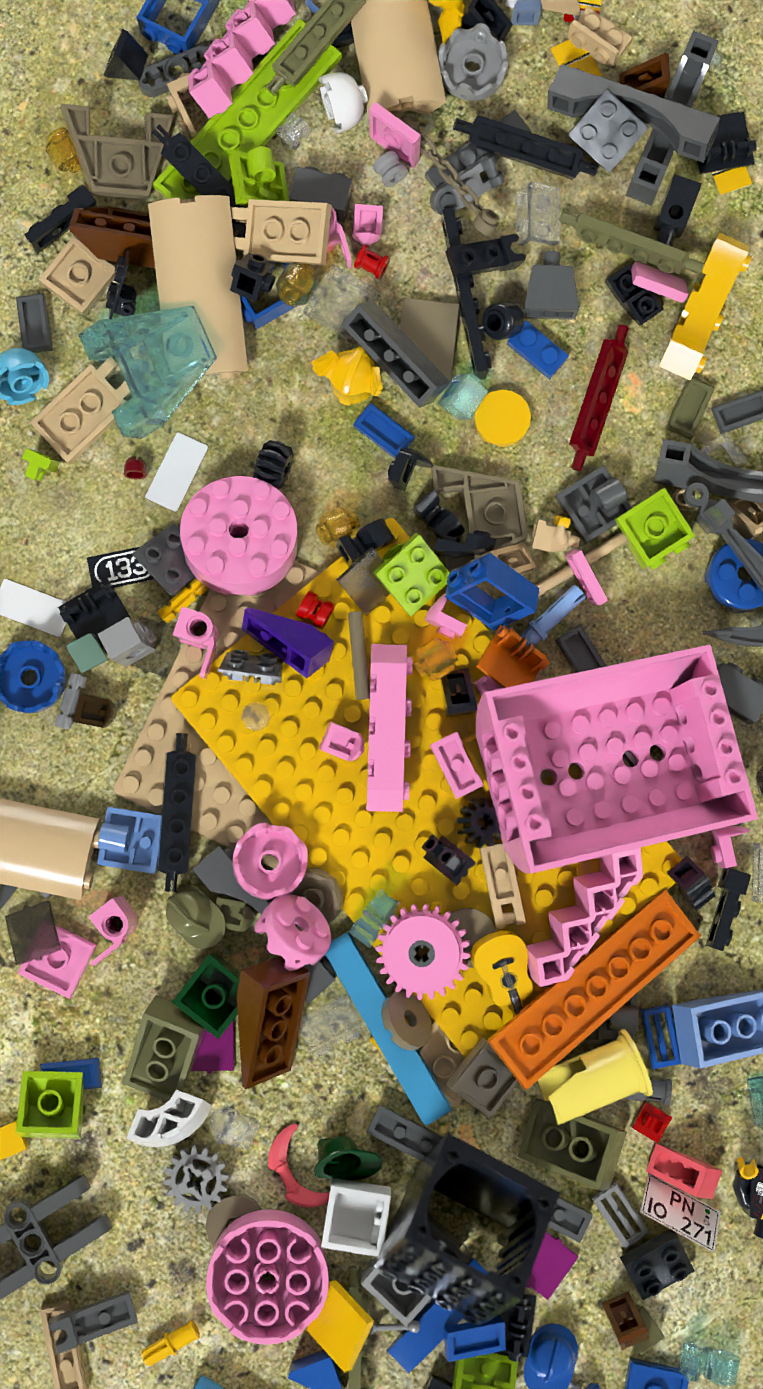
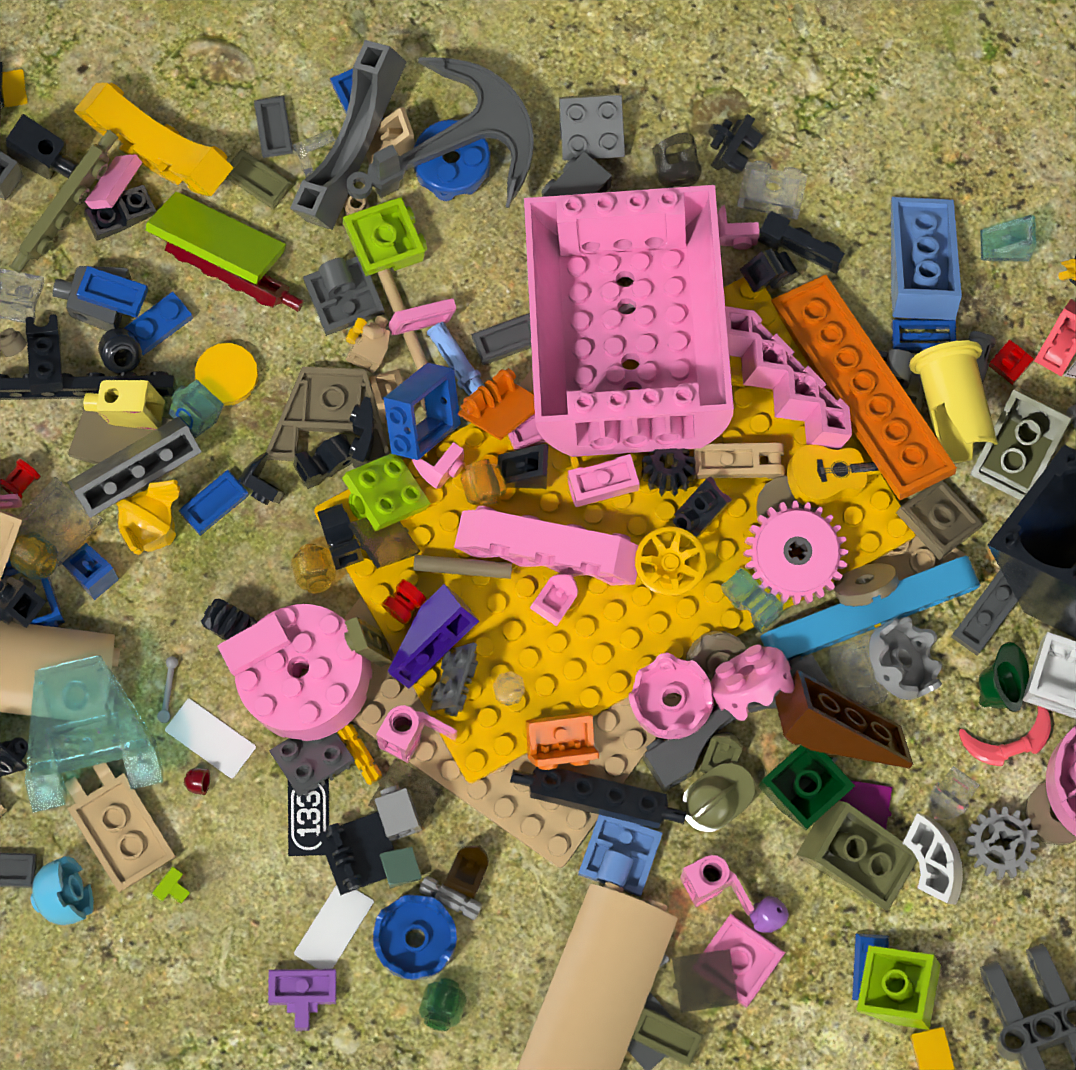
camera: 80 degrees left, 10 degrees down
(98, 979) = (769, 915): none -> medium lavender piece
(189, 429) = (163, 715): none -> light grey hinge
(215, 771) = (561, 740): none -> orange bracket
(250, 487) = (254, 644): none -> bright pink tile
(268, 584) = (367, 641): none -> olive plate
(301, 339) = (91, 571): none -> blue slope
(343, 1080) = (903, 643): none -> light grey plate
(392, 839) = (669, 562): none -> yellow wheel
(452, 335) = (127, 404): none -> light yellow torso
(553, 300) = (112, 292): none -> blue tile
(624, 381) = (215, 237): none -> lime tile

